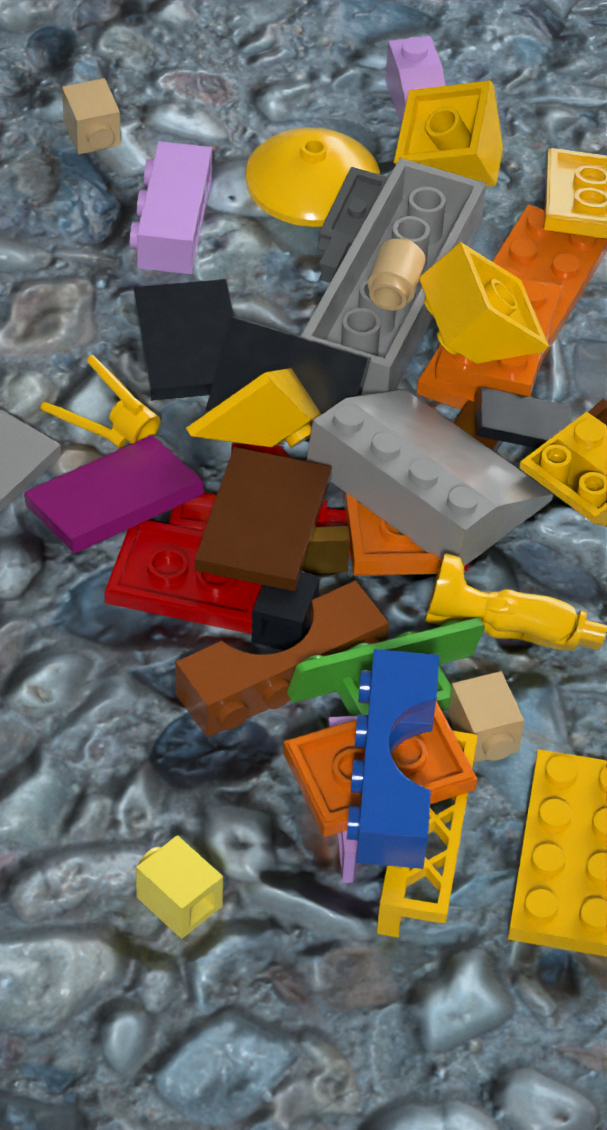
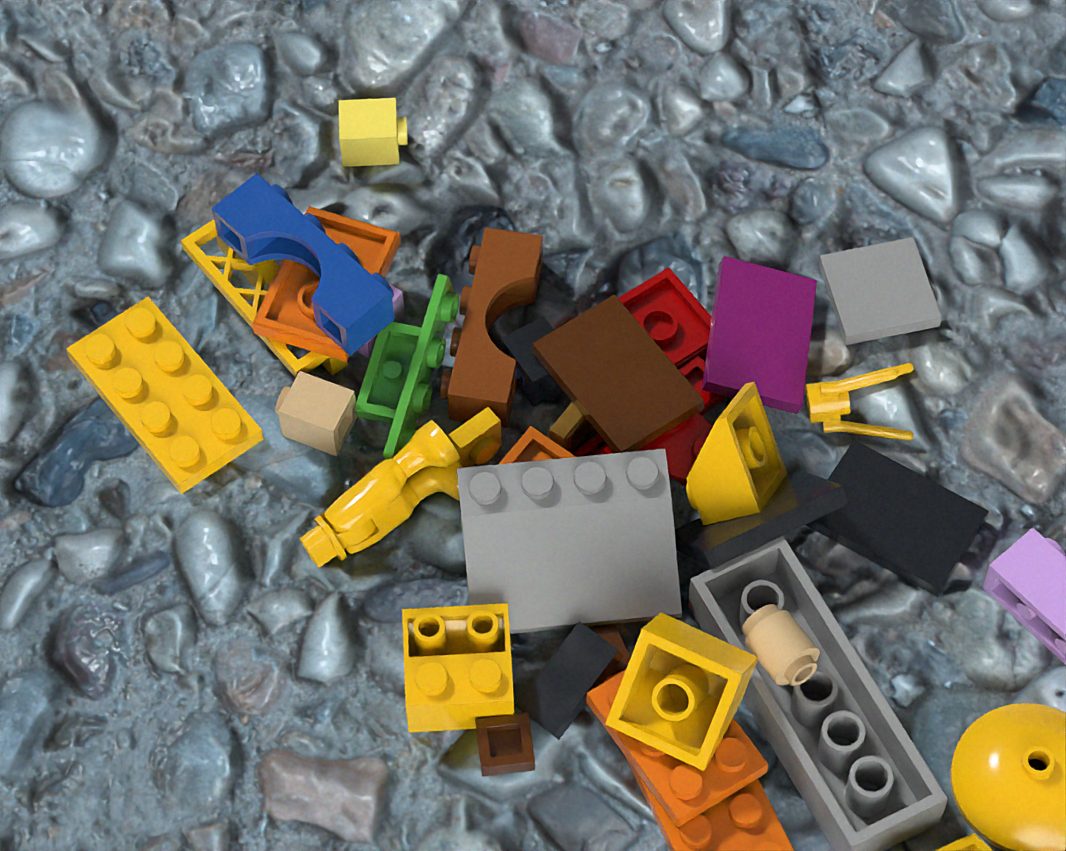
camera: 135 degrees right, 10 degrees up
(346, 218) = (932, 735): dark grey hinge -> none
(399, 600) = (477, 438): none -> yellow plate

